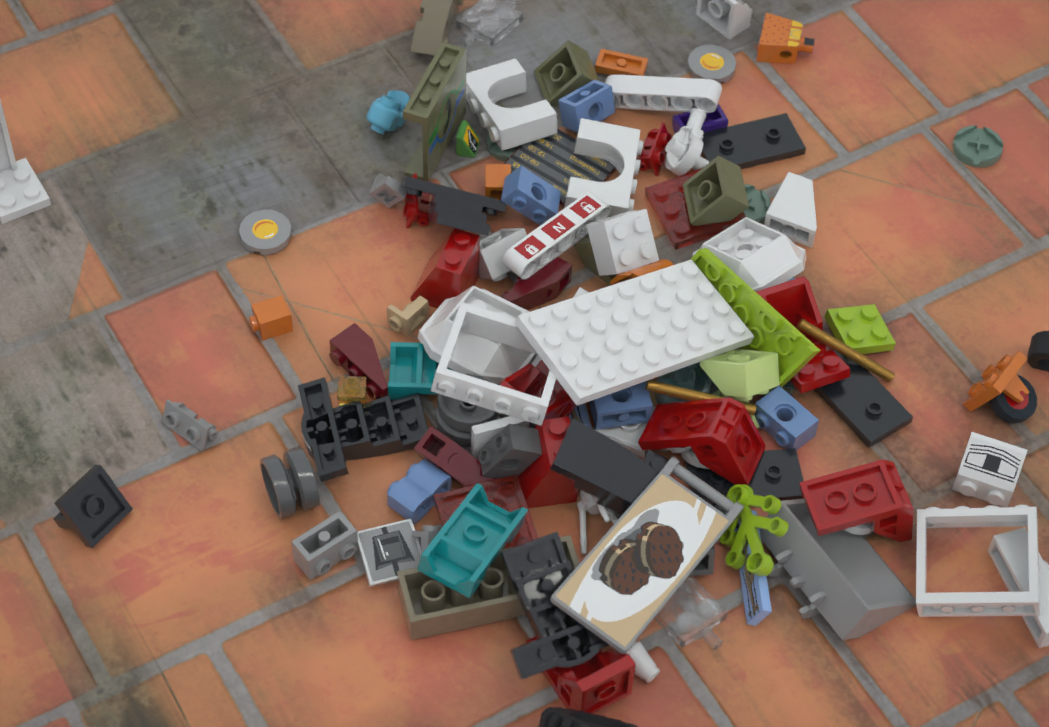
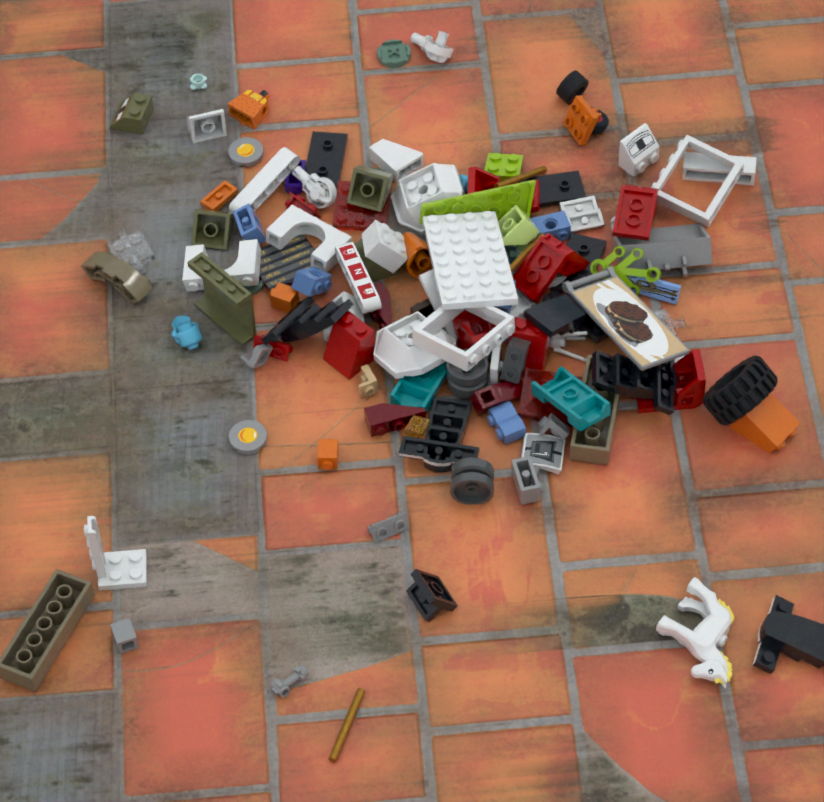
camera: 60 degrees left, 0 degrees up
(837, 447) = (582, 213): none -> white slope
(1013, 178) = (436, 49): none -> white pin

